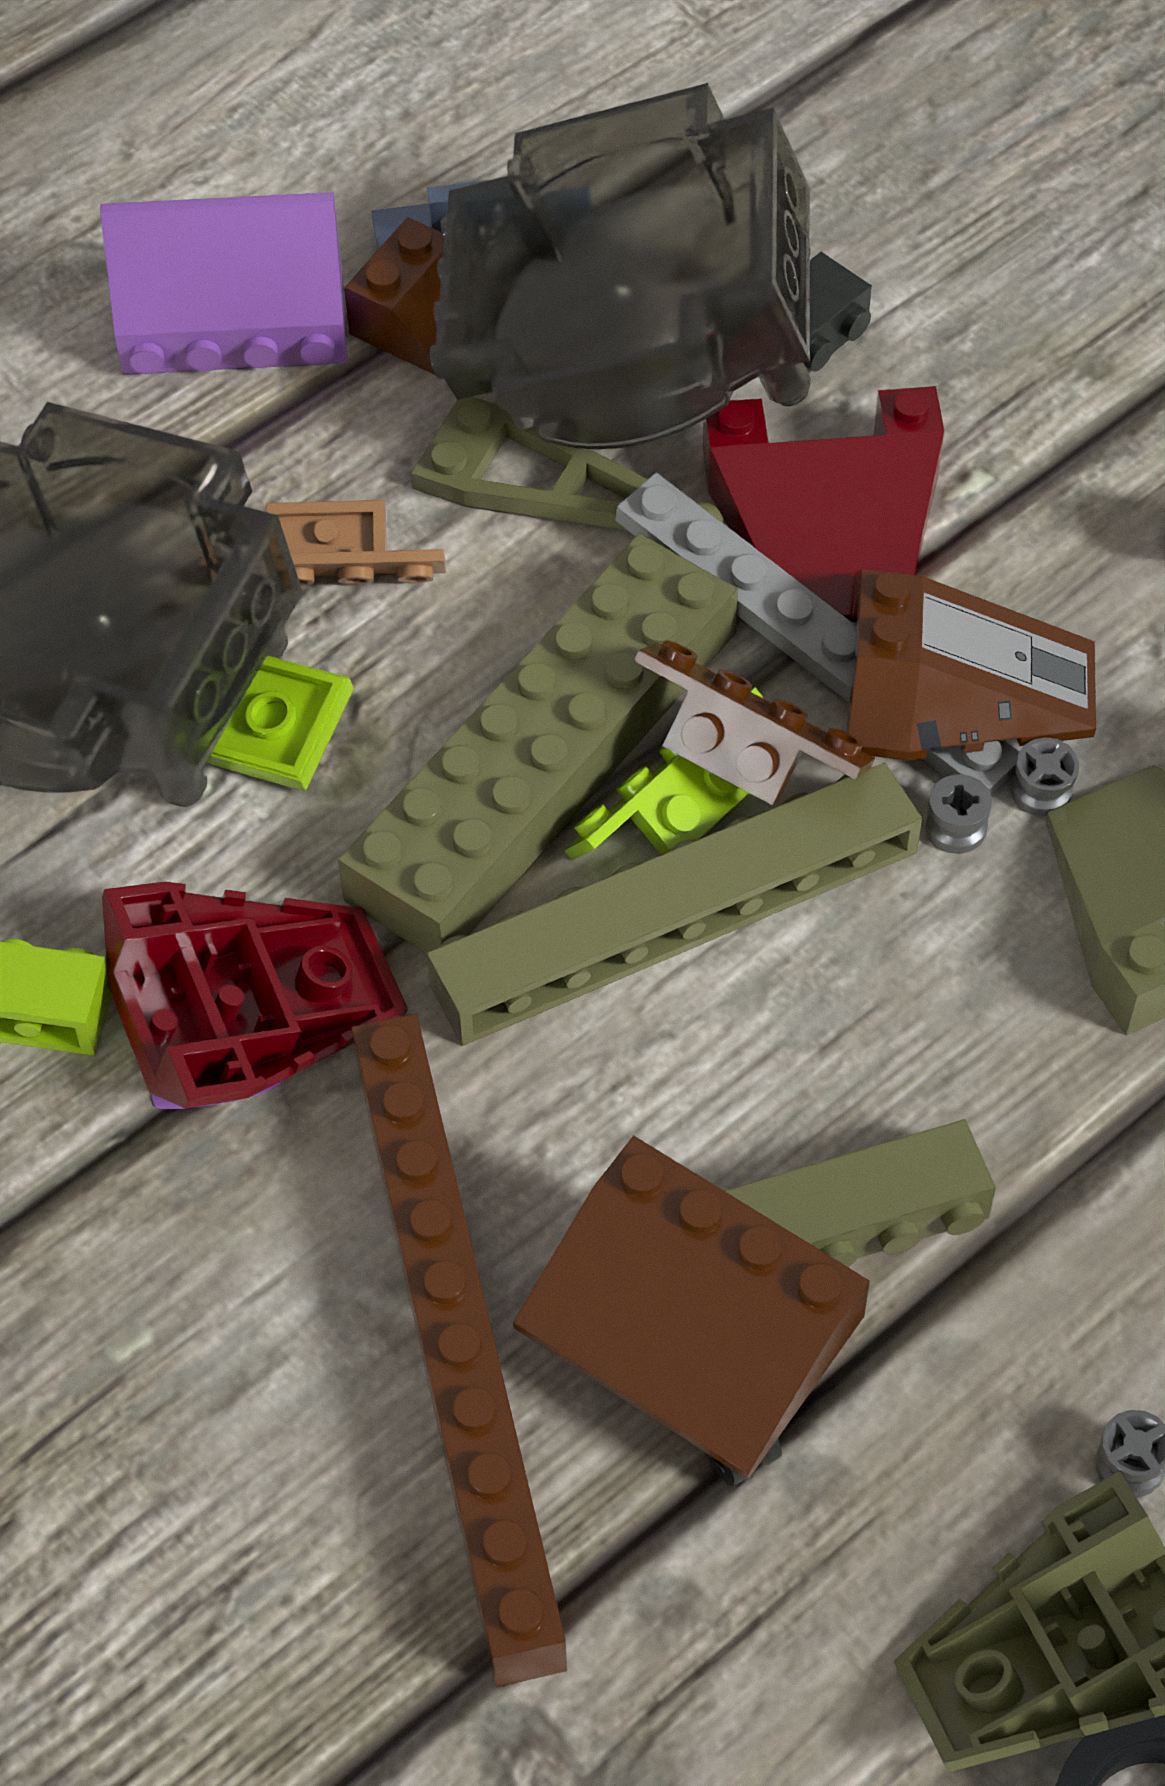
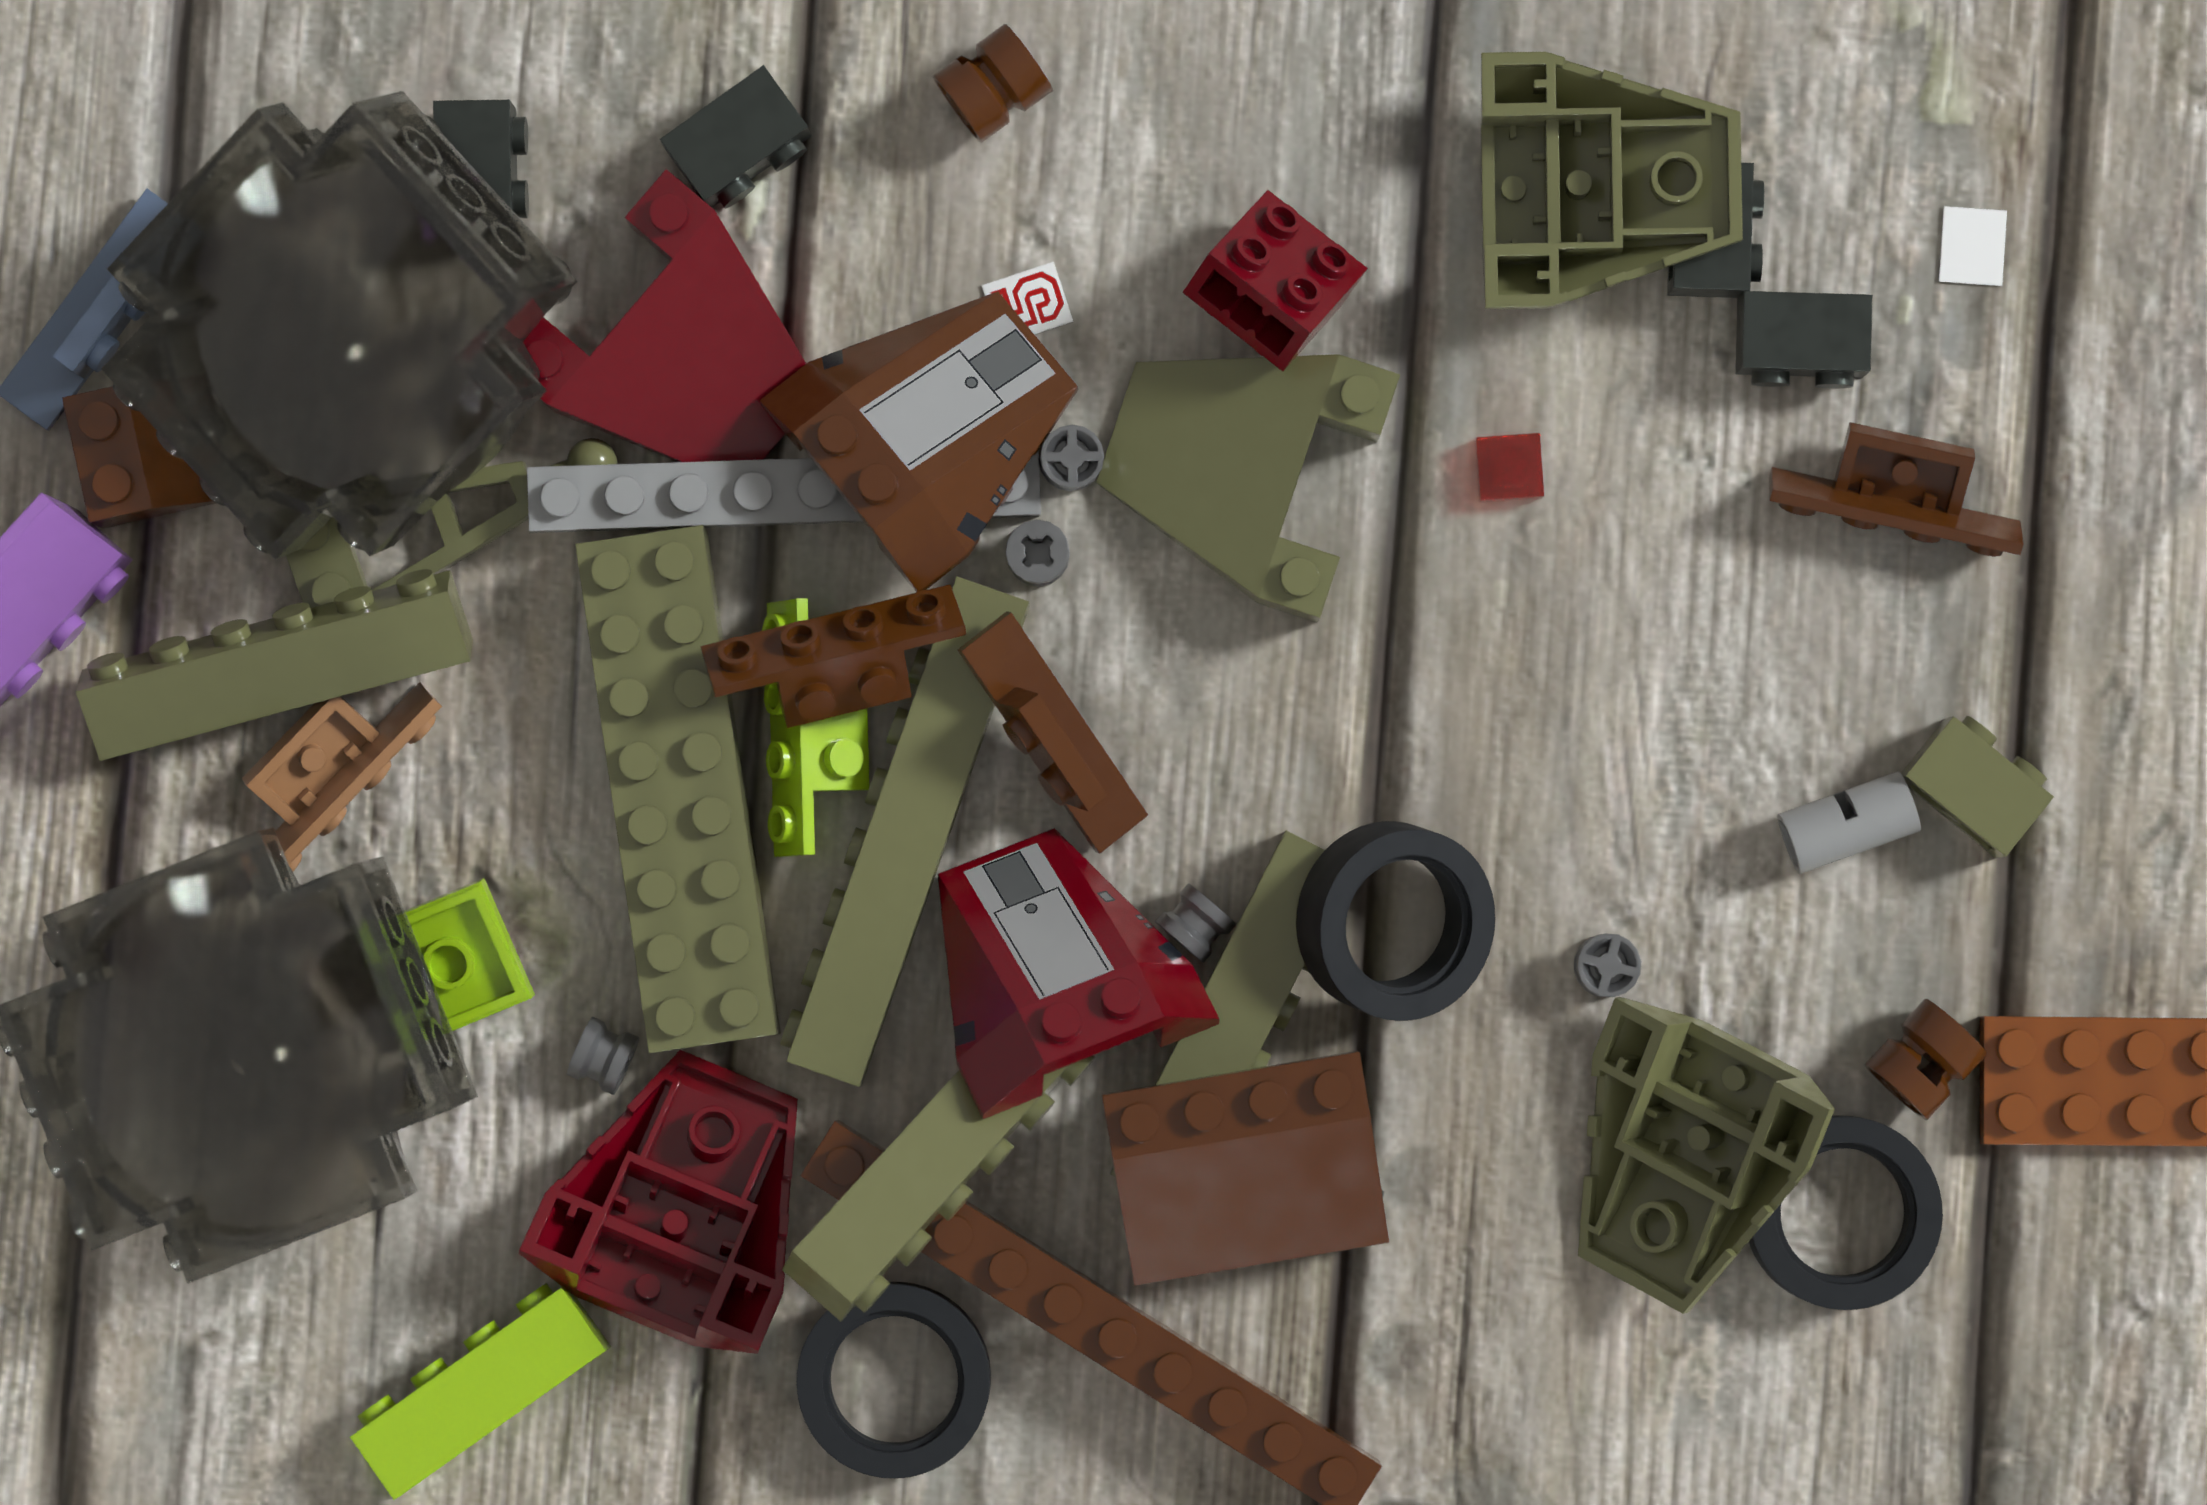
camera: 45 degrees left, 30 degrees up
(245, 1173) = (895, 1458): none -> black tyre
(305, 857) = (603, 1055): none -> flat silver wheel
(367, 456) = (274, 663): none -> olive brick
(465, 1084) = (906, 1190): none -> olive brick
(693, 1041) = (1053, 970): none -> dark red wedge
(826, 1133) = (1196, 922): none -> flat silver wheel
(851, 916) = (1052, 732): none -> reddish brown bracket
(1002, 426) = (738, 139): none -> pearl dark grey brick
(1072, 1238) = (1465, 934): none -> black tyre
(1118, 679) = (1035, 297): none -> white sticker

